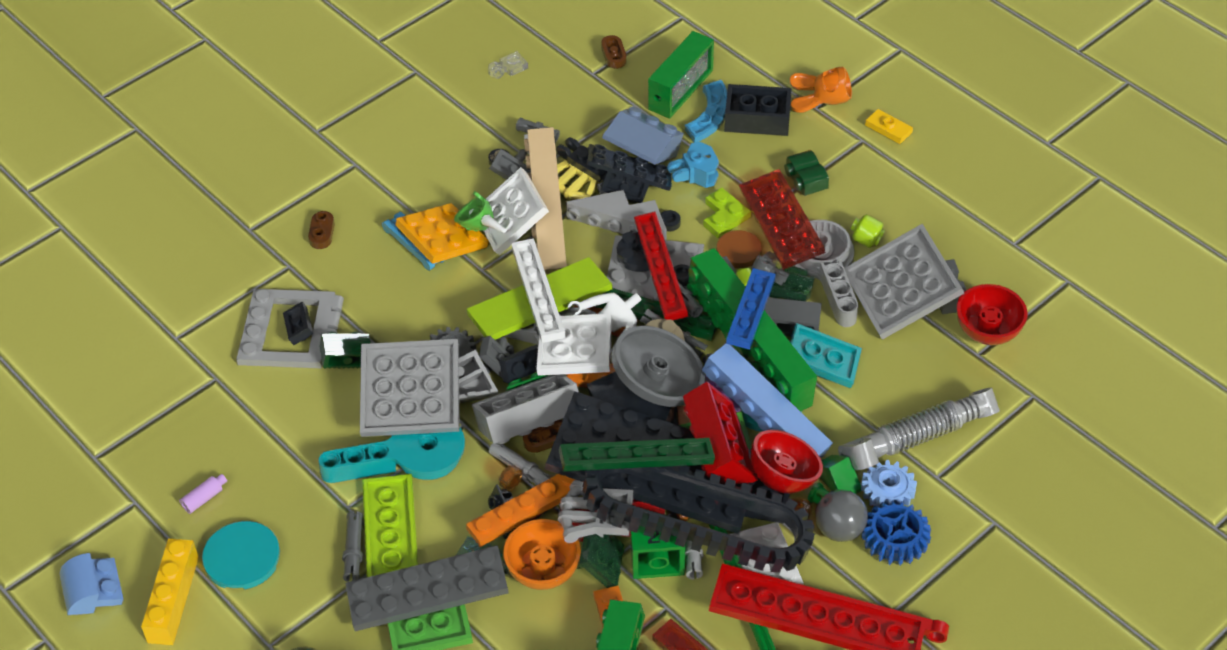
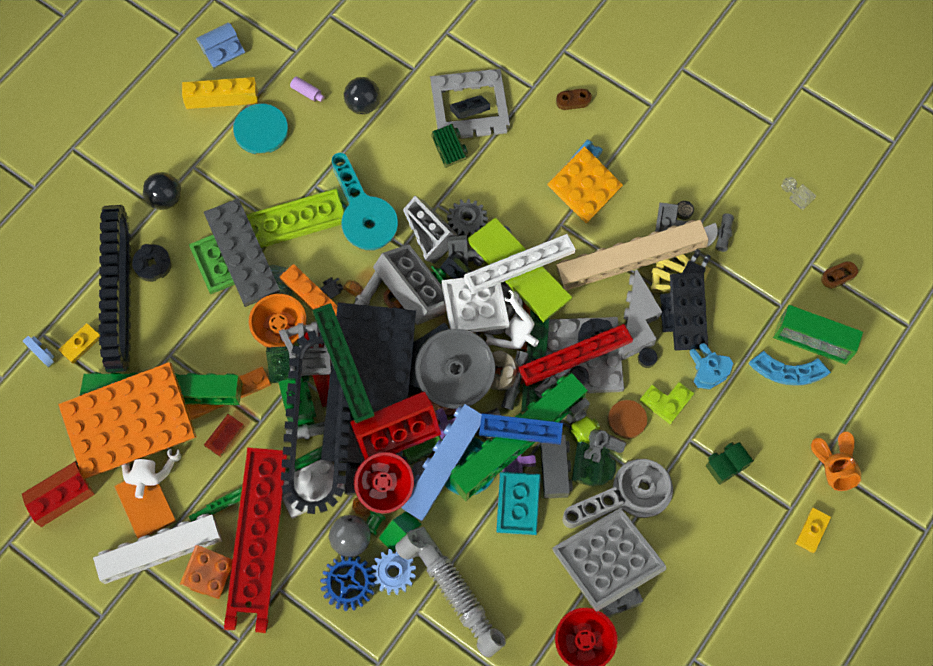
camera: 75 degrees right, 20 degrees up
(241, 427) = (361, 95): none -> black piece
(352, 555) = (278, 196): dark grey pin -> none
(409, 387) = (406, 195): light grey plate -> none
(477, 215) = (598, 203): bright green helmet -> none
(516, 208) = (614, 228): white plate -> none
(644, 136) = (731, 317): sand blue slope -> none
(757, 109) = (793, 408): black brick -> none
(782, 219) = (660, 447): clear red plate -> none
(867, 231) = (669, 524): lime head -> none

